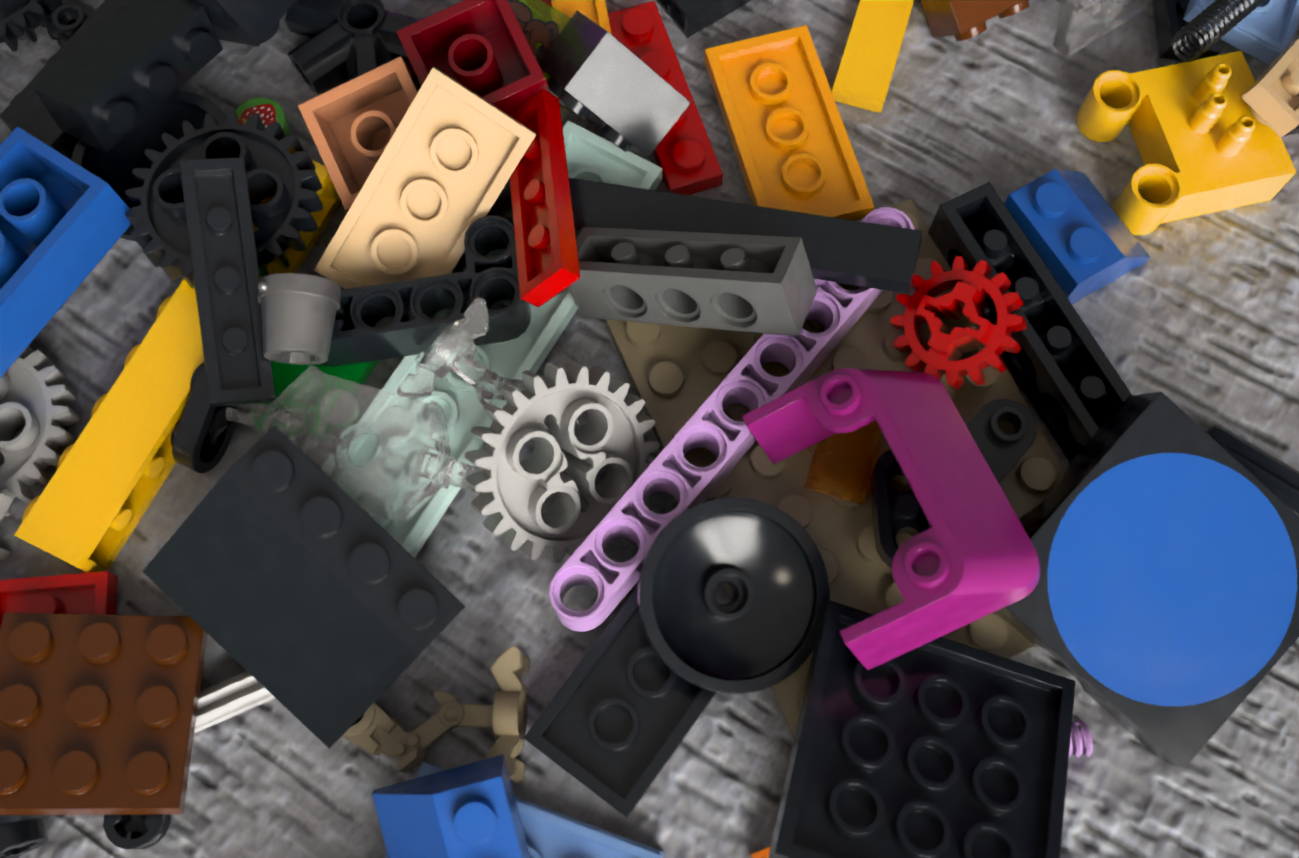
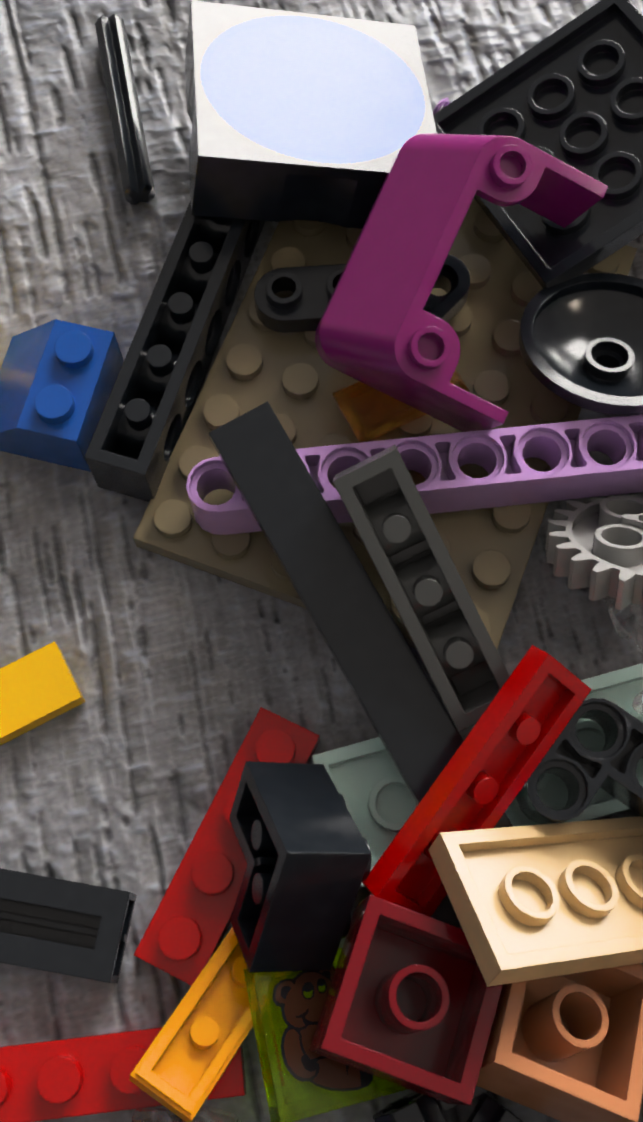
camera: 135 degrees left, 0 degrees up
(787, 126) = (162, 697): light orange plate -> none
(967, 300) = (242, 372): red gear -> none

